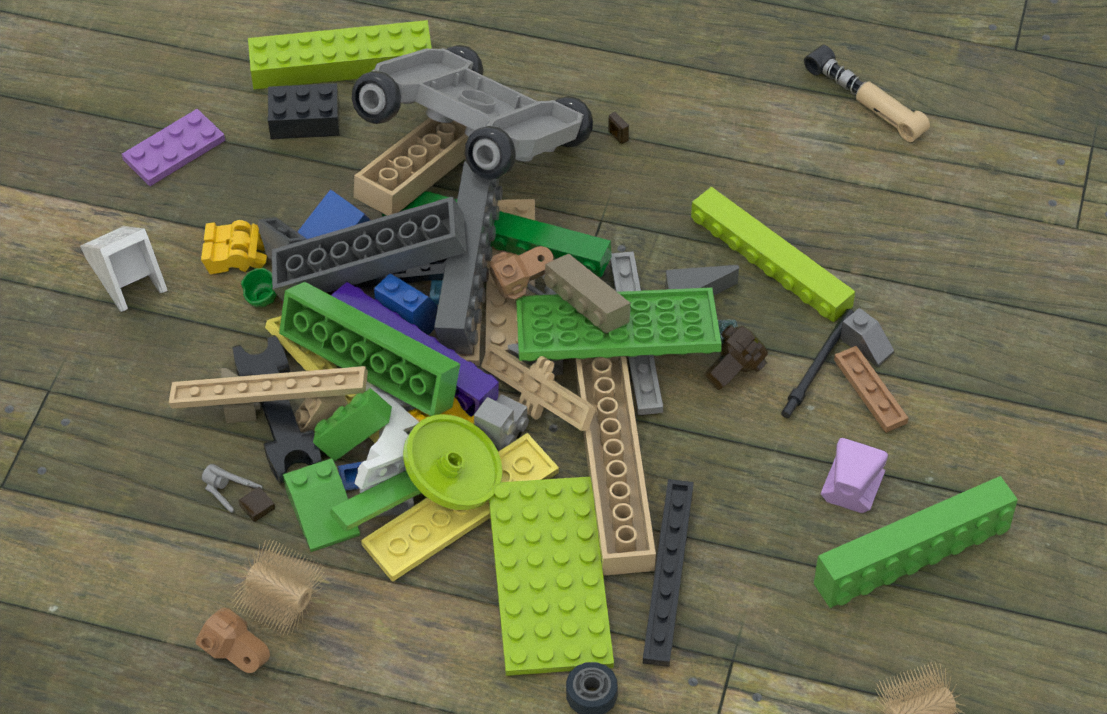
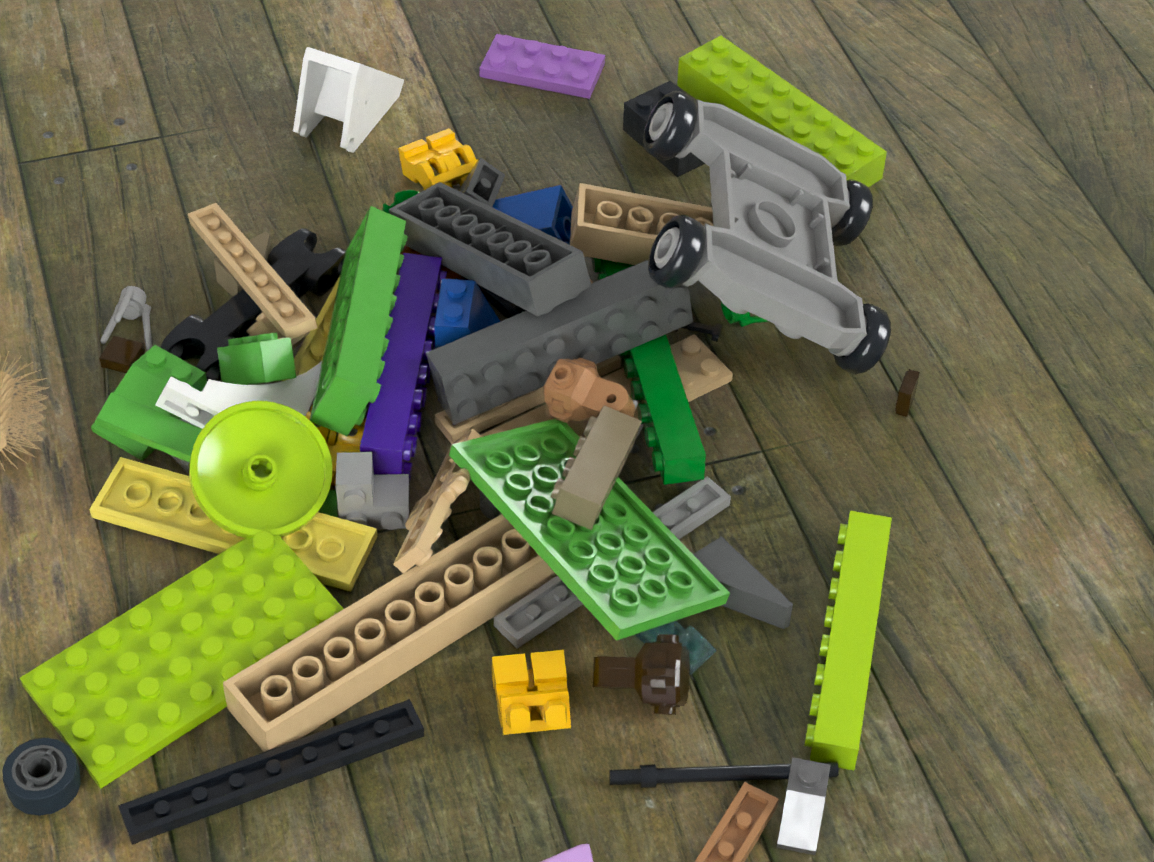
camera: 55 degrees right, 5 degrees down
(707, 419) = (532, 697): none -> yellow hips

